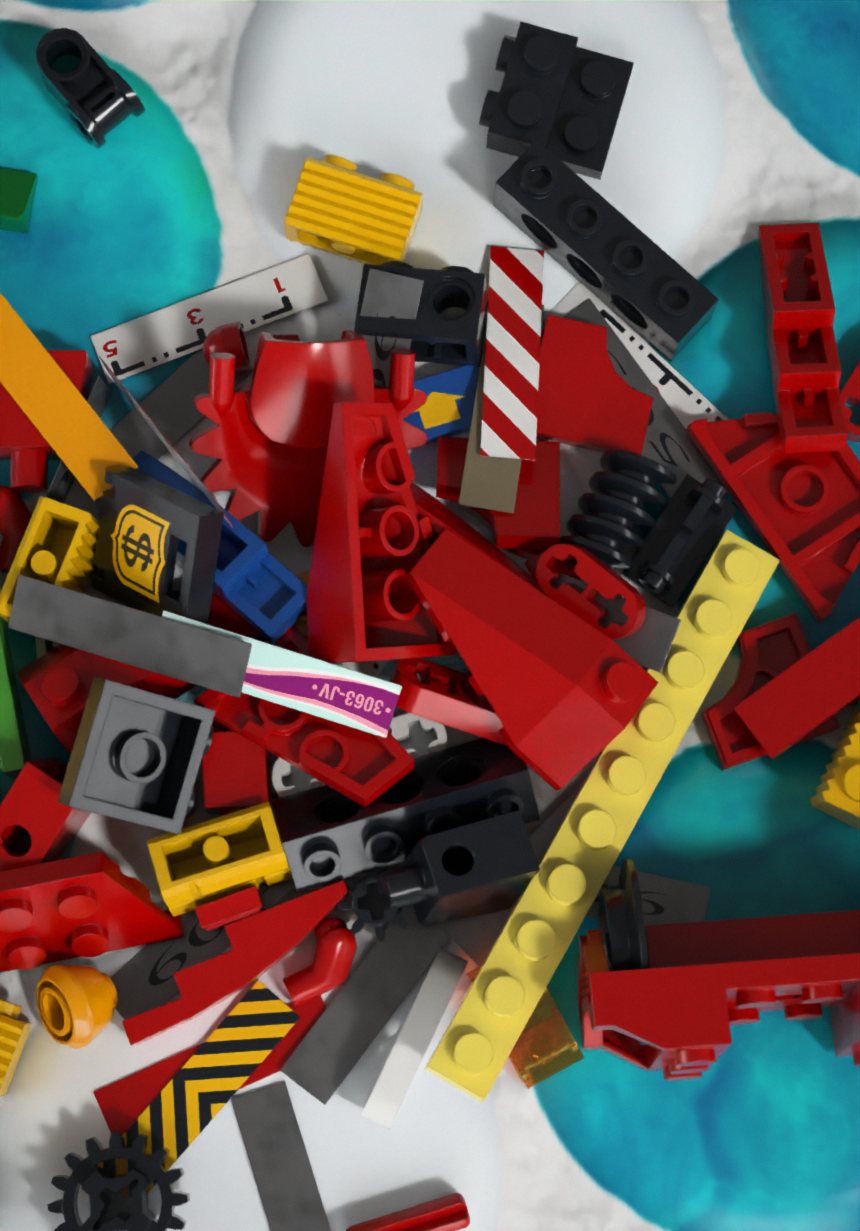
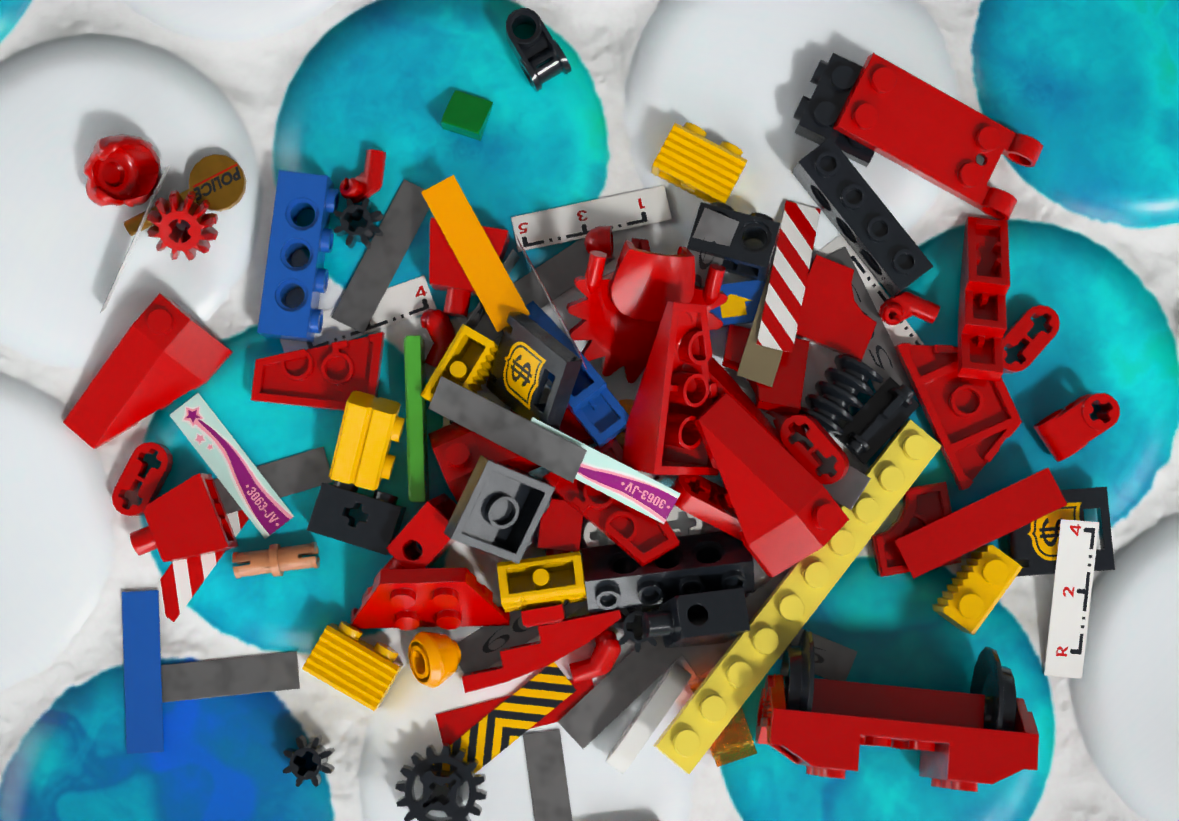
camera: 15 degrees right, 5 degrees up
(687, 115) = (933, 135): none -> red hinge
(693, 367) = (907, 305): none -> red arm

